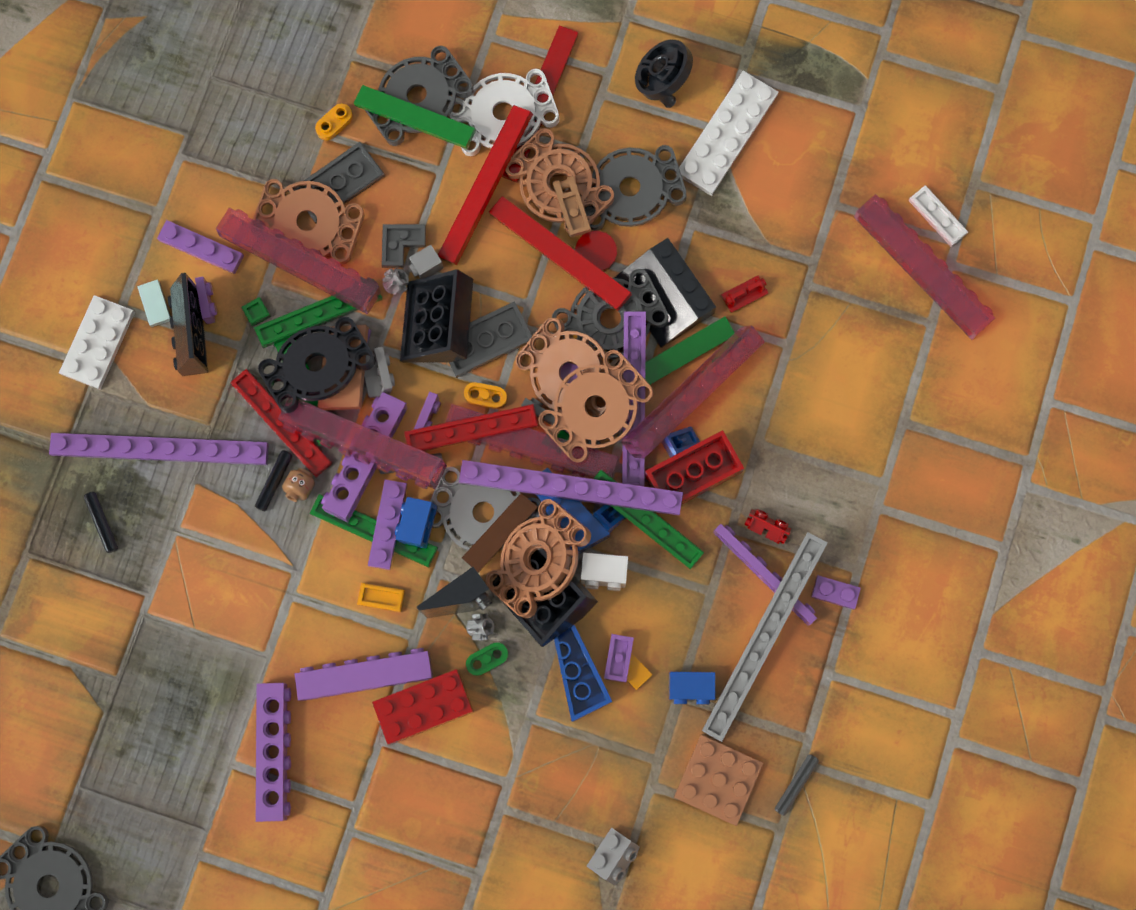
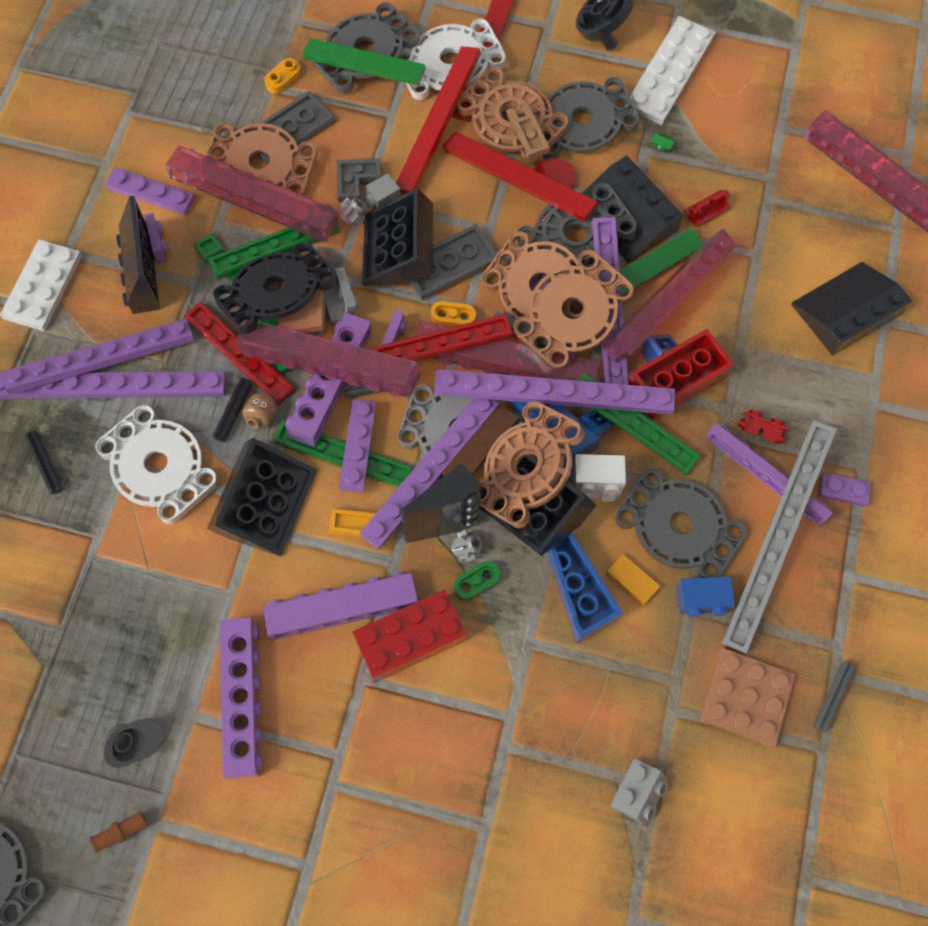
camera: 10 degrees left, 10 degrees down
(150, 422) = (96, 356): none -> medium lavender plate
(154, 303) = (102, 245): light aqua tile -> none
(167, 859) = (118, 832): none -> dark orange pin
(178, 785) = (132, 742): none -> dark grey piece
(221, 543) = (165, 485): none -> white piece
(298, 569) = (262, 497): none -> black slope
(415, 522) = (389, 439): blue brick -> none
(449, 554) = (427, 471): none -> medium lavender plate
(618, 658) = (623, 568): medium lavender plate -> none
(700, 624) = (705, 531): none -> dark grey piece
(709, 218) = (663, 141): none -> green plate
(870, 407) = (851, 306): none -> black slope
(938, 216) = (886, 132): white tile -> none

